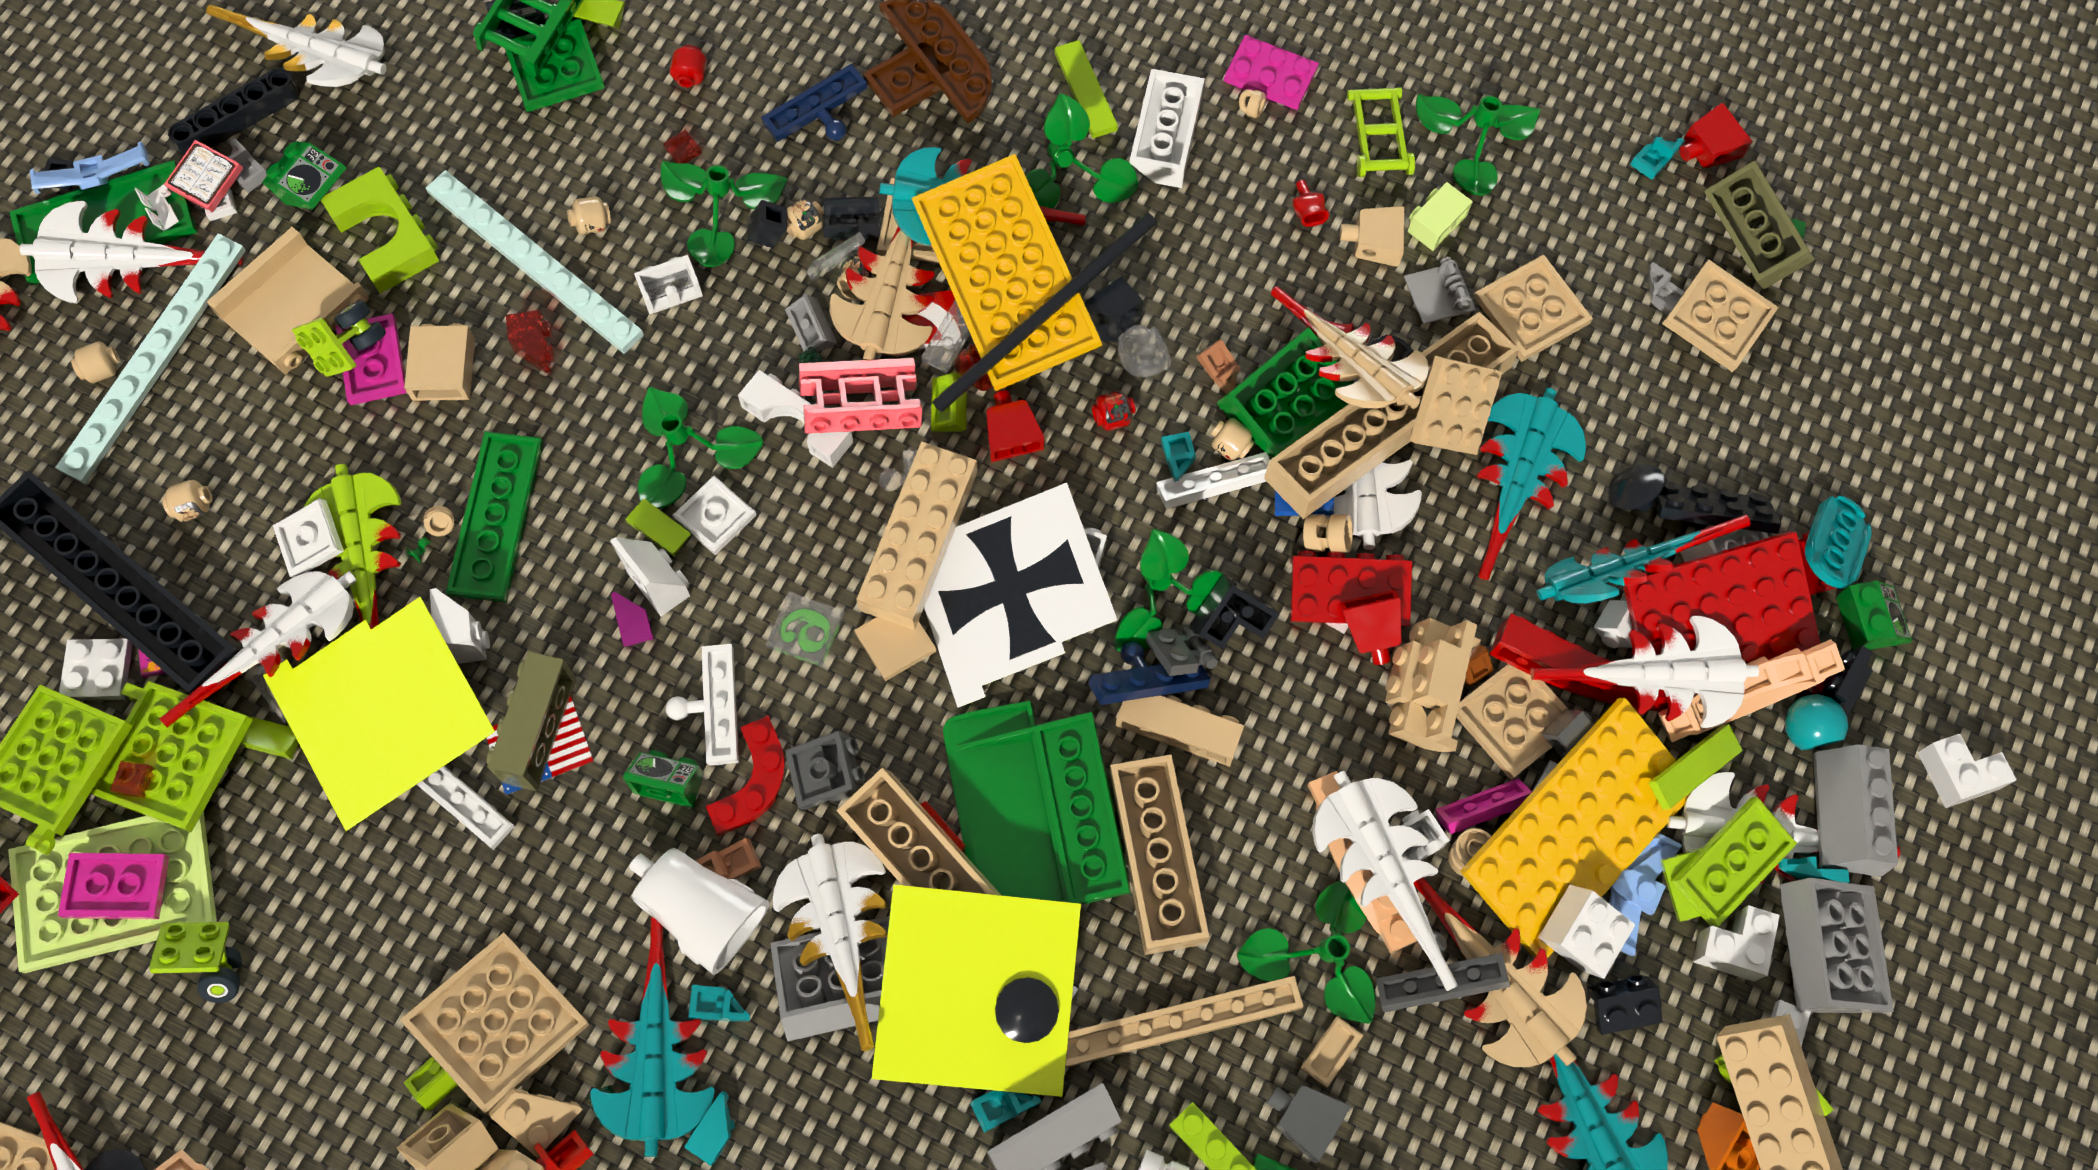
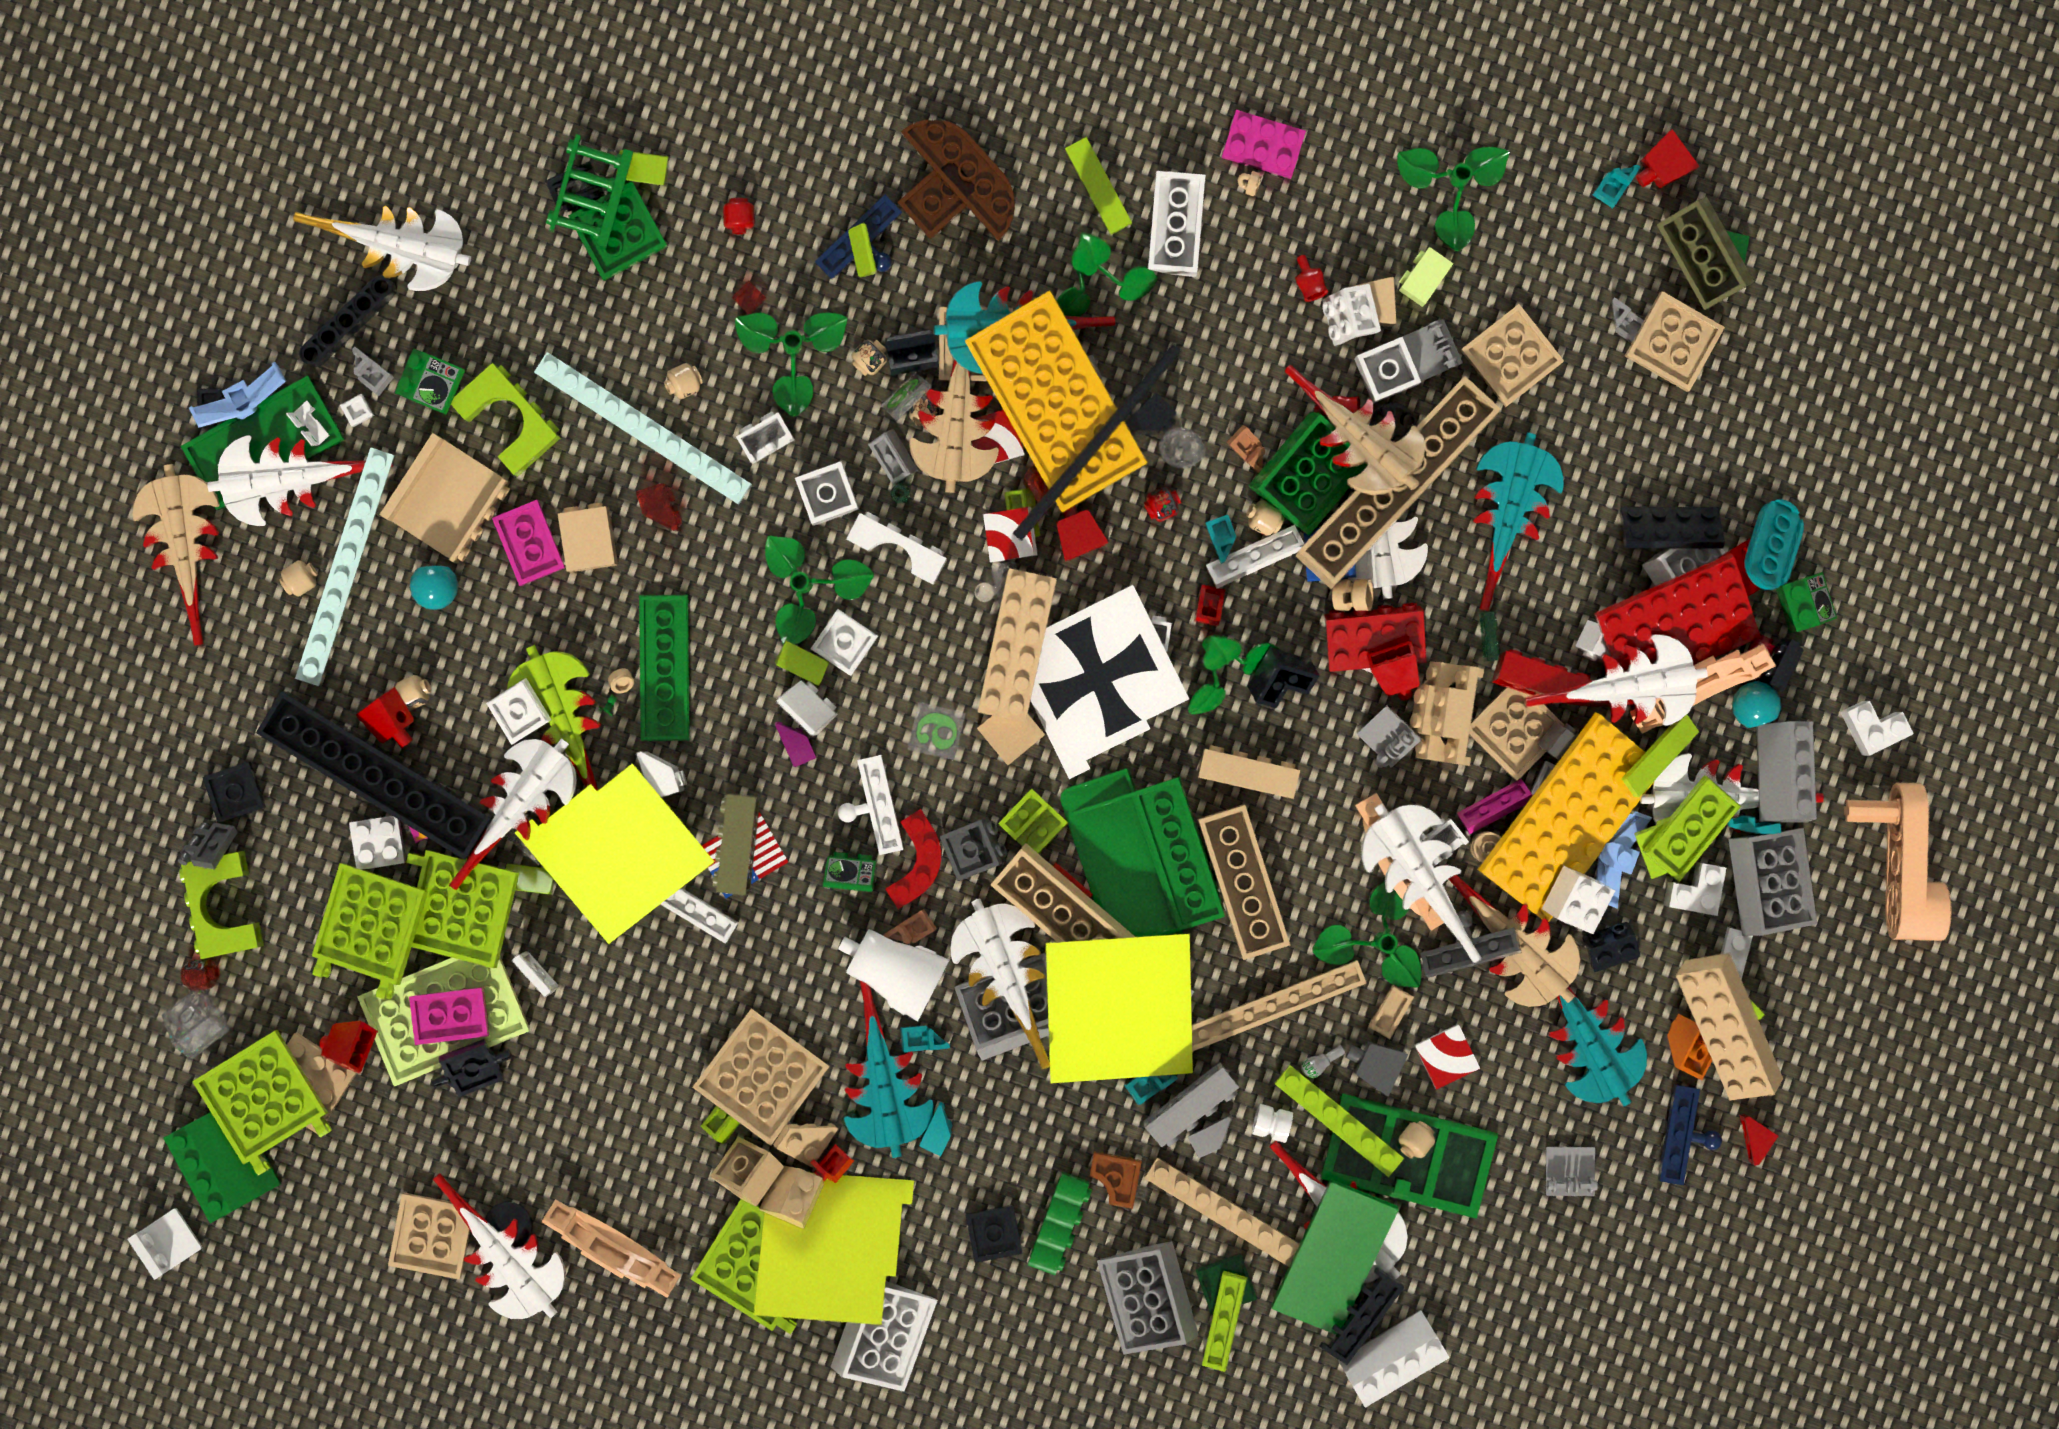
camera: 10 degrees left, 20 degrees up
(118, 959) = (471, 1068): none -> black plate
(132, 779) = (440, 933): clear red tile -> none
(148, 520) = (388, 718): none -> red torso
(199, 949) = (526, 1056): lime plate -> none
(203, 176) = (340, 391): tile -> none
(238, 847) = (535, 973): none -> white tile
(247, 386) = (433, 586): none -> teal helmet
(327, 349) = (515, 527): lime plate -> none
(725, 346) = (827, 493): none -> white brick
(767, 224) = (840, 371): black brick -> none
(815, 109) = (862, 250): none -> lime slope
(859, 377) = (945, 508): coral fence -> none
(905, 750) = (1033, 822): none -> lime slope
(935, 427) = (1000, 538): none -> tile
(947, 340) = (1012, 461): clear tile -> none
(1026, 1010) = (1158, 1017): black dish -> none
(1142, 680) = (1218, 743): dark blue plate -> none
(1152, 519) = (1209, 605): none -> red slope
(1175, 653) = (1237, 717): dark grey plate -> none
(1225, 1110) = (1314, 1066): none -> light grey piece
(1352, 232) = (1351, 314): none -> white bracket
(1358, 703) = (1388, 737): none -> light grey hinge
(1389, 300) = (1387, 370): none -> white brick
(1401, 1122) = (1447, 1056): none -> tile
(1406, 160) = (1392, 221): lime piece -> none
(1455, 405) = (1450, 473): tan plate -> none
(1479, 665) = (1484, 690): dark orange tile -> none
(1489, 602) = (1488, 630): none -> clear green plate
(1588, 583) = (1561, 615): teal animal -> none
(1637, 487) = (1606, 517): black dish -> none
(2018, 989) = (1912, 904): none -> light nougat beam

